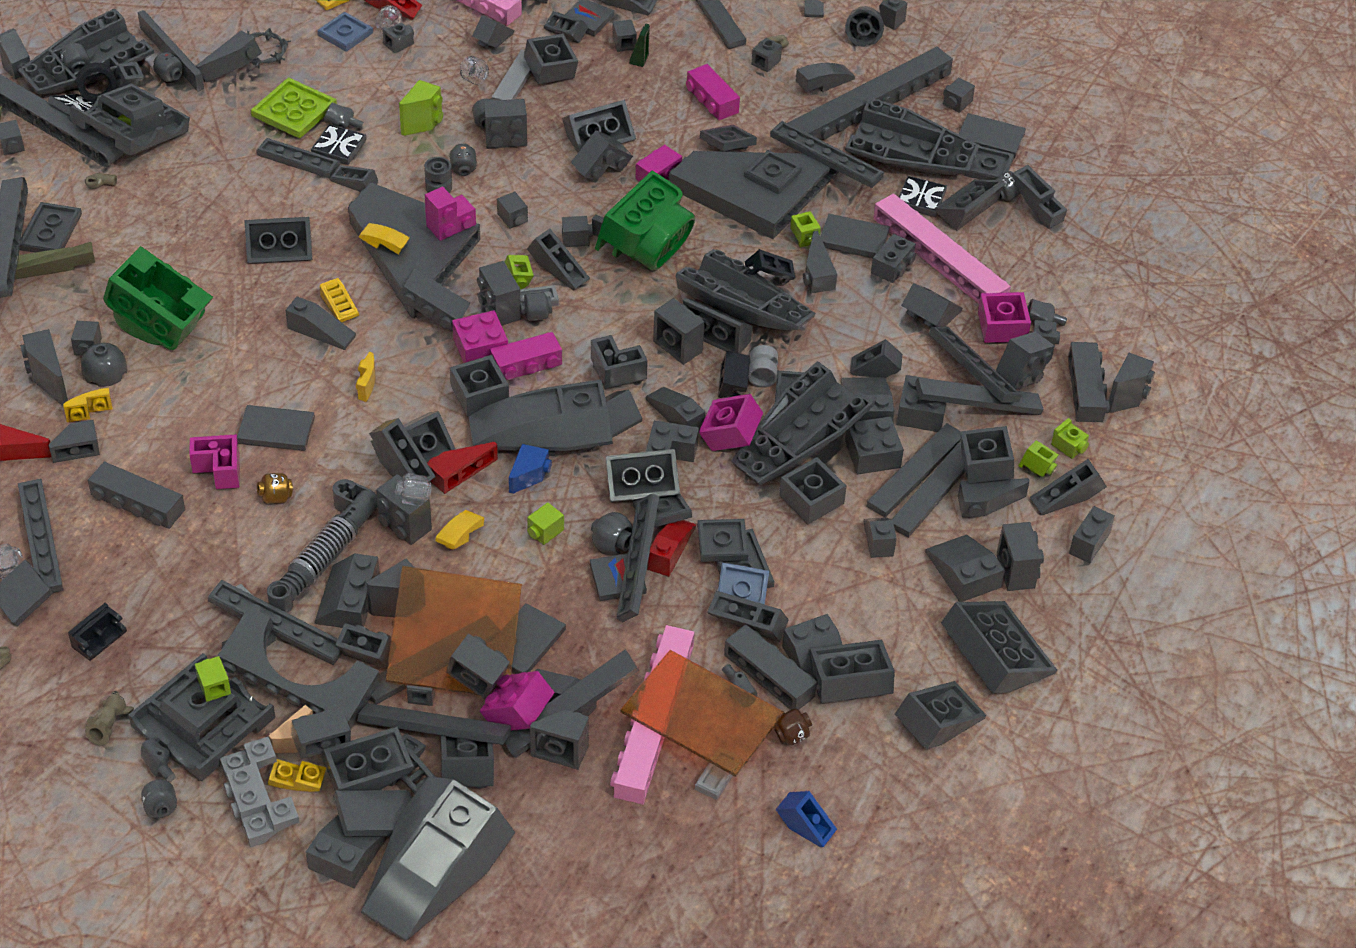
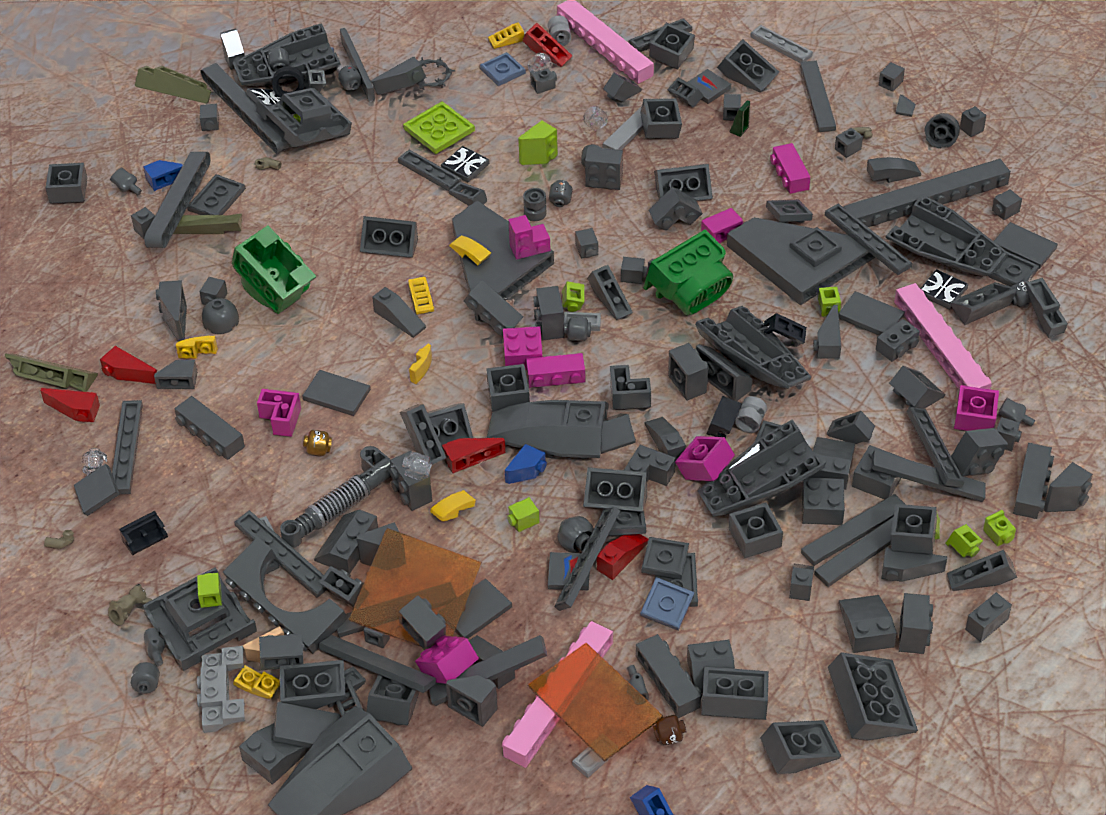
camera: 20 degrees right, 0 degrees up
(342, 117) = (474, 141): dark grey piece -> none
(739, 611) = (666, 627): dark grey slope -> none

